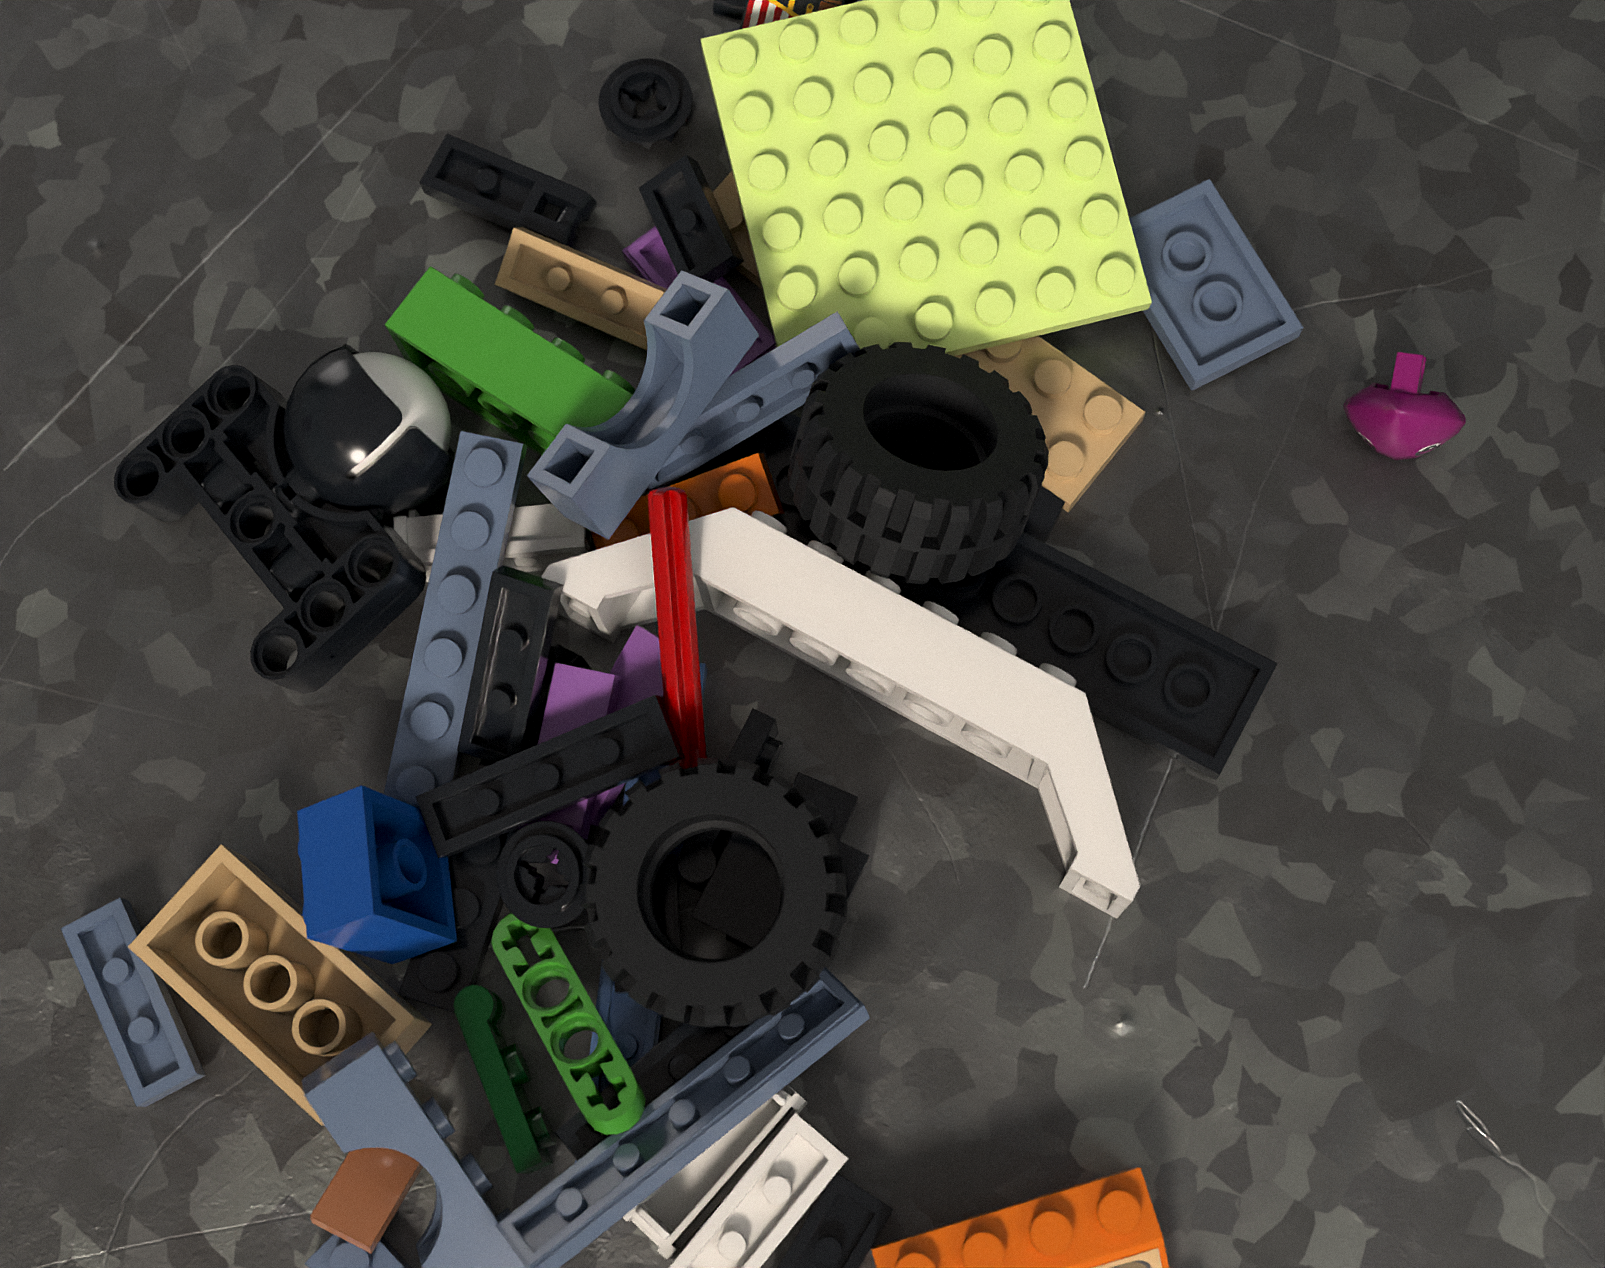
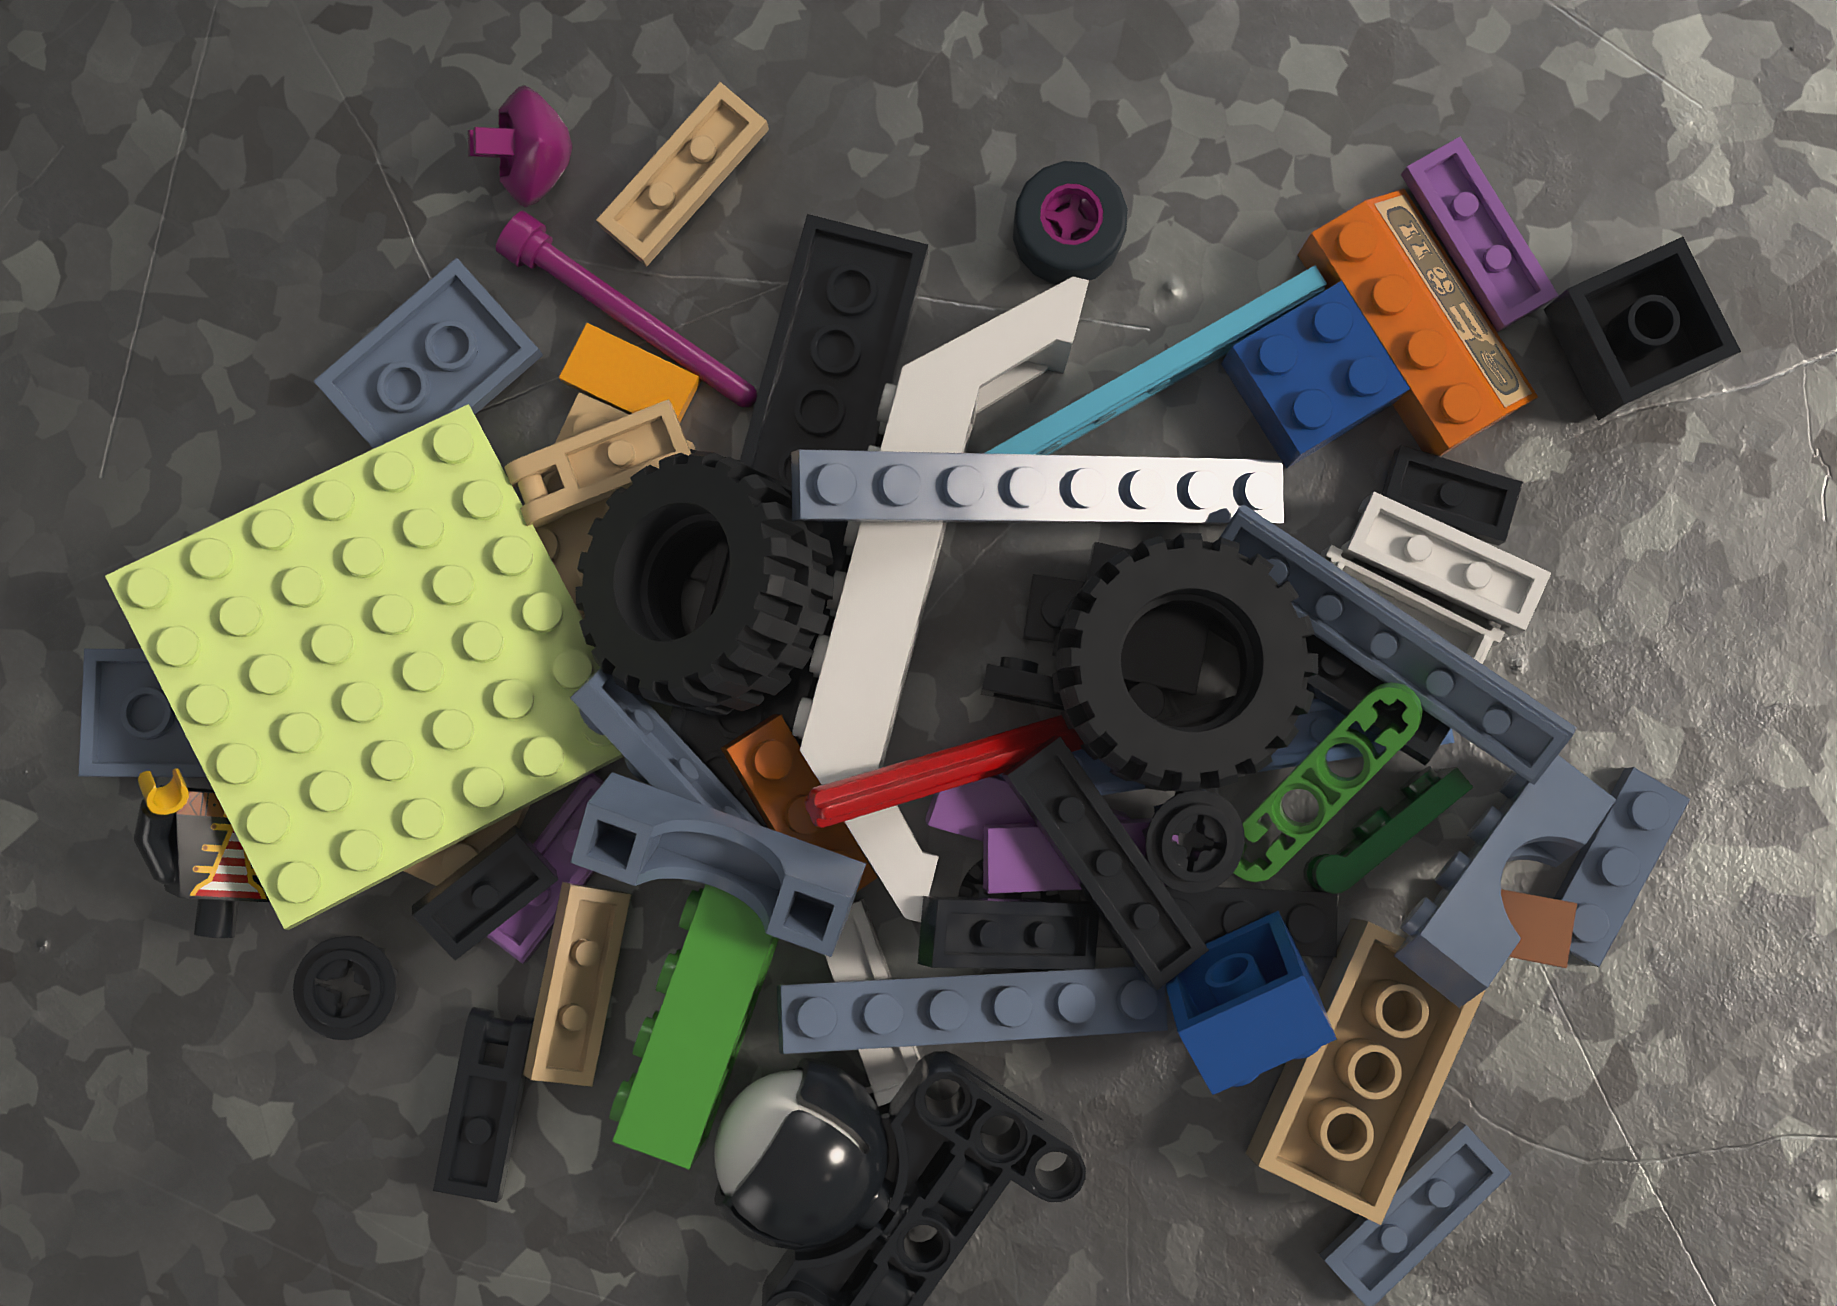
camera: 110 degrees left, 10 degrees up
(930, 804) = (1030, 488): none -> plate
(990, 1136) = (1314, 374): none -> blue brick
(1031, 973) = (1162, 369): none -> medium azure tile
(1067, 408) = (595, 462): none -> tan plate
(1148, 464) = (626, 374): none -> light orange tile
(1228, 908) = (1076, 200): none -> black wheel
(1306, 397) = (527, 243): none -> magenta piece
(1346, 557) = (683, 174): none -> tan plate

